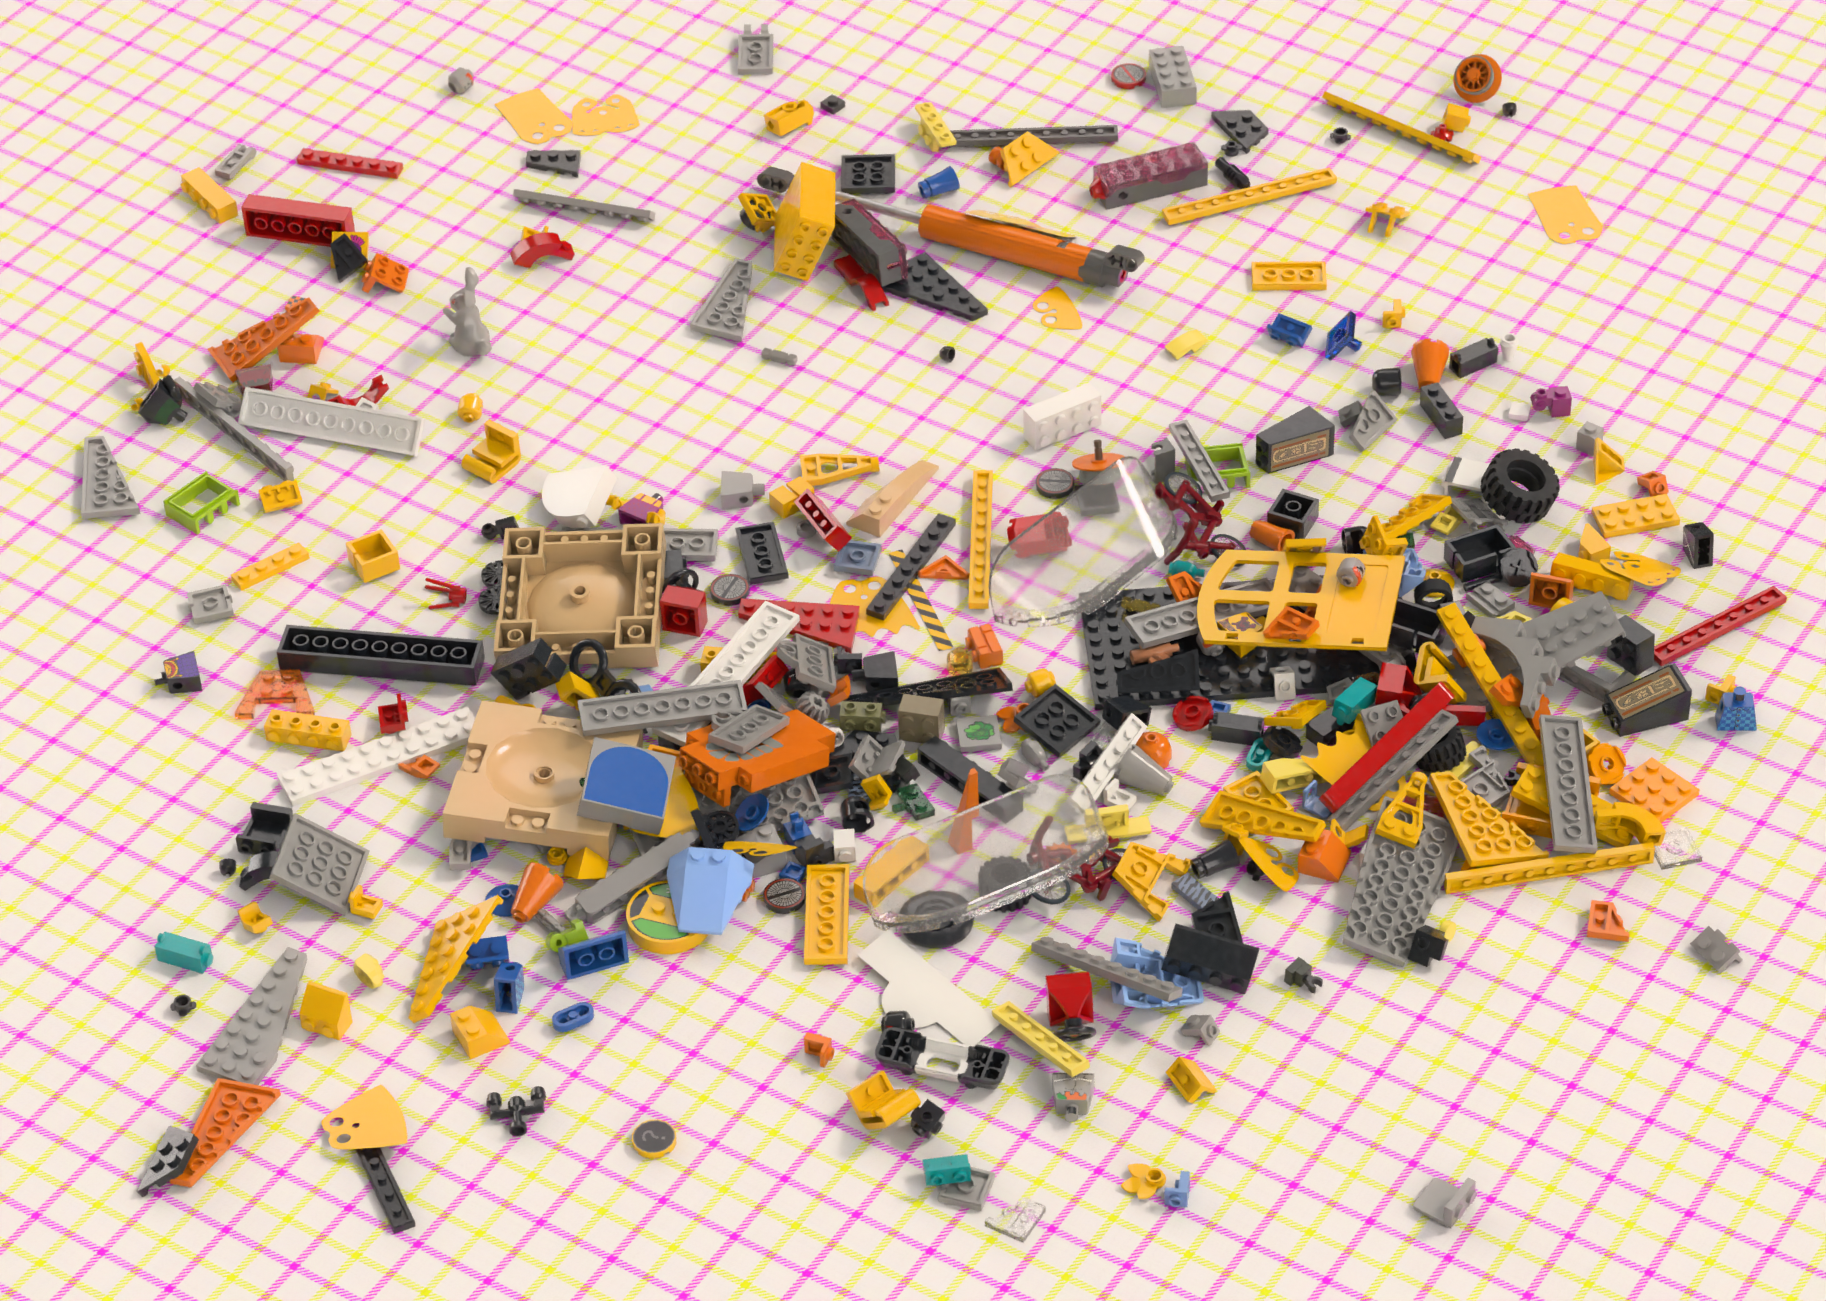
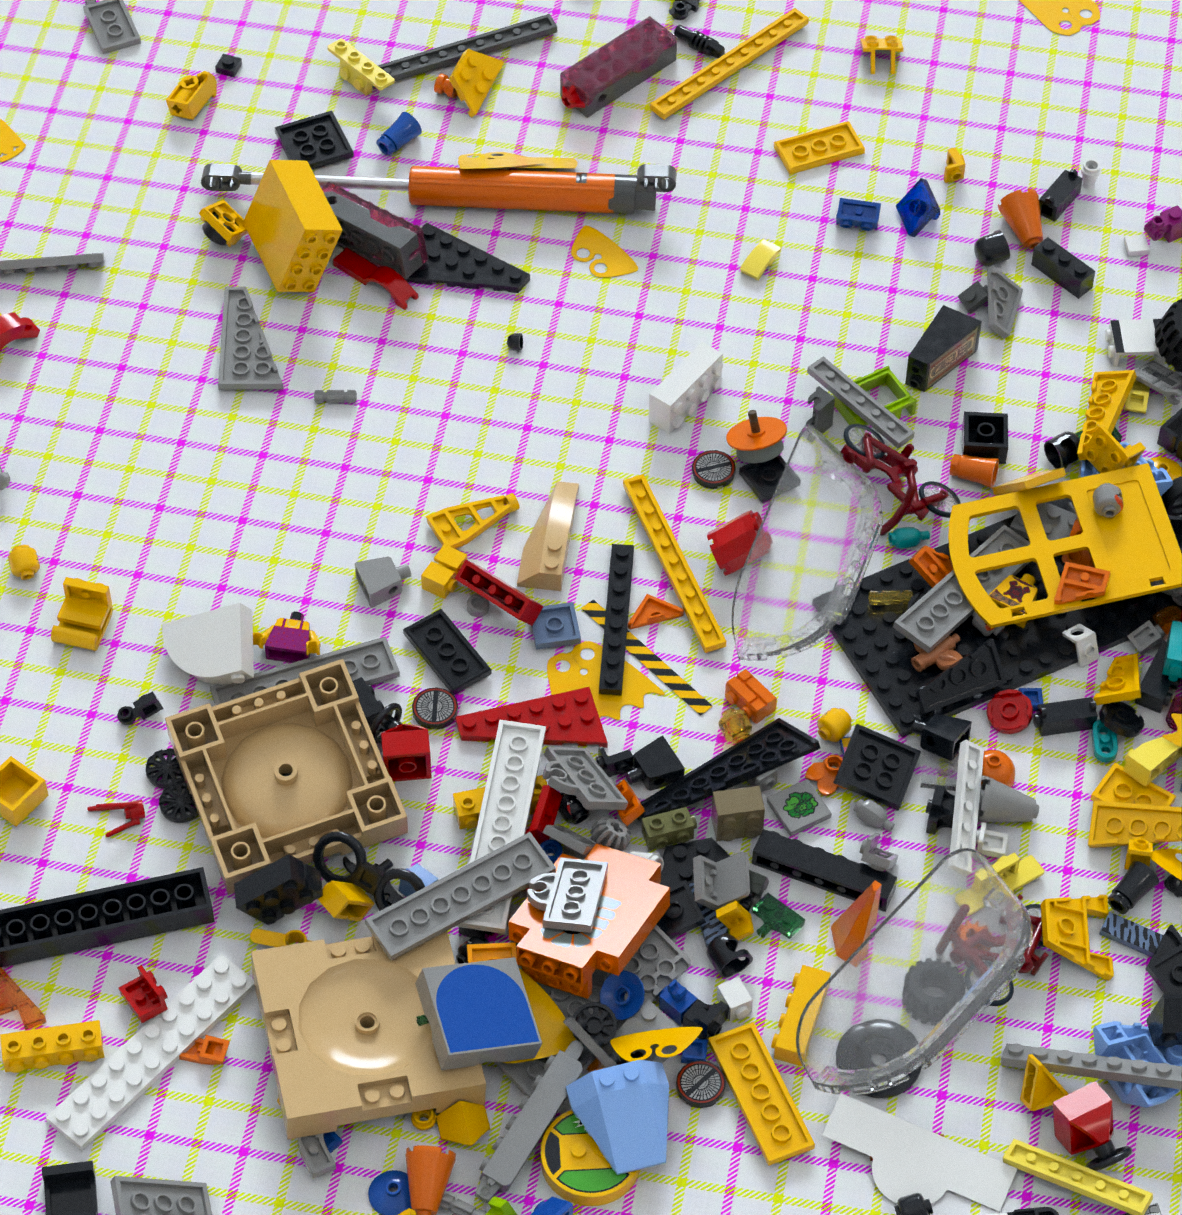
camera: 25 degrees left, 10 degrees up
(1050, 965) = (1039, 1086): none -> yellow slope

